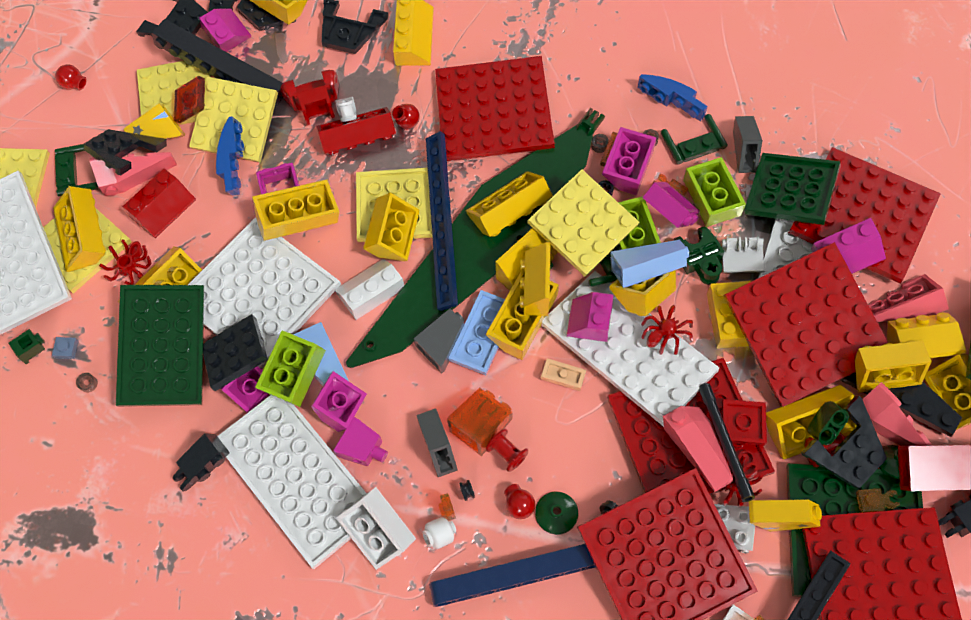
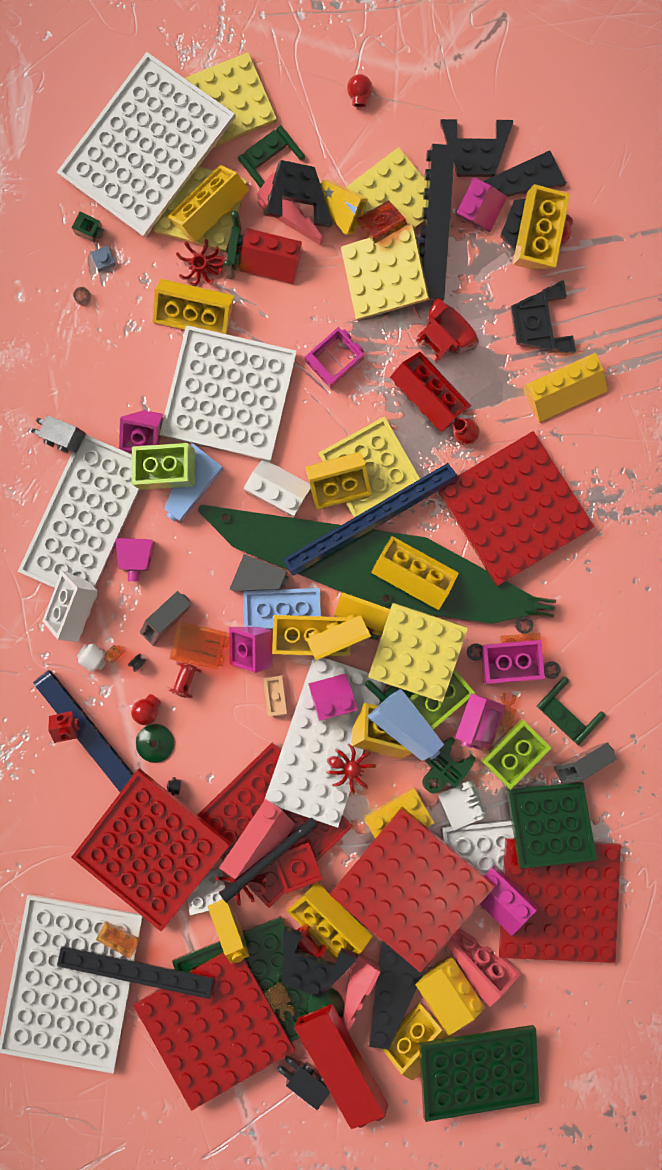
camera: 60 degrees right, 20 degrees up
(128, 226) = (235, 241): none -> dark green plate
(160, 345) = (136, 342): dark green plate -> none
(229, 149) = (347, 289): blue slope -> none
(234, 352) = (157, 409): black plate -> none
(295, 209) = (316, 385): yellow slope -> none
(338, 402) = (156, 521): dark pink slope -> none
(346, 109) = (447, 371): white piece -> none
(497, 586) = (63, 727): none -> red brick
(506, 373) = (251, 648): none -> dark pink slope
(668, 90) = (610, 663): blue slope -> none
(828, 423) = (325, 938): dark green beam -> none
(892, 365) = (403, 975): yellow slope -> none

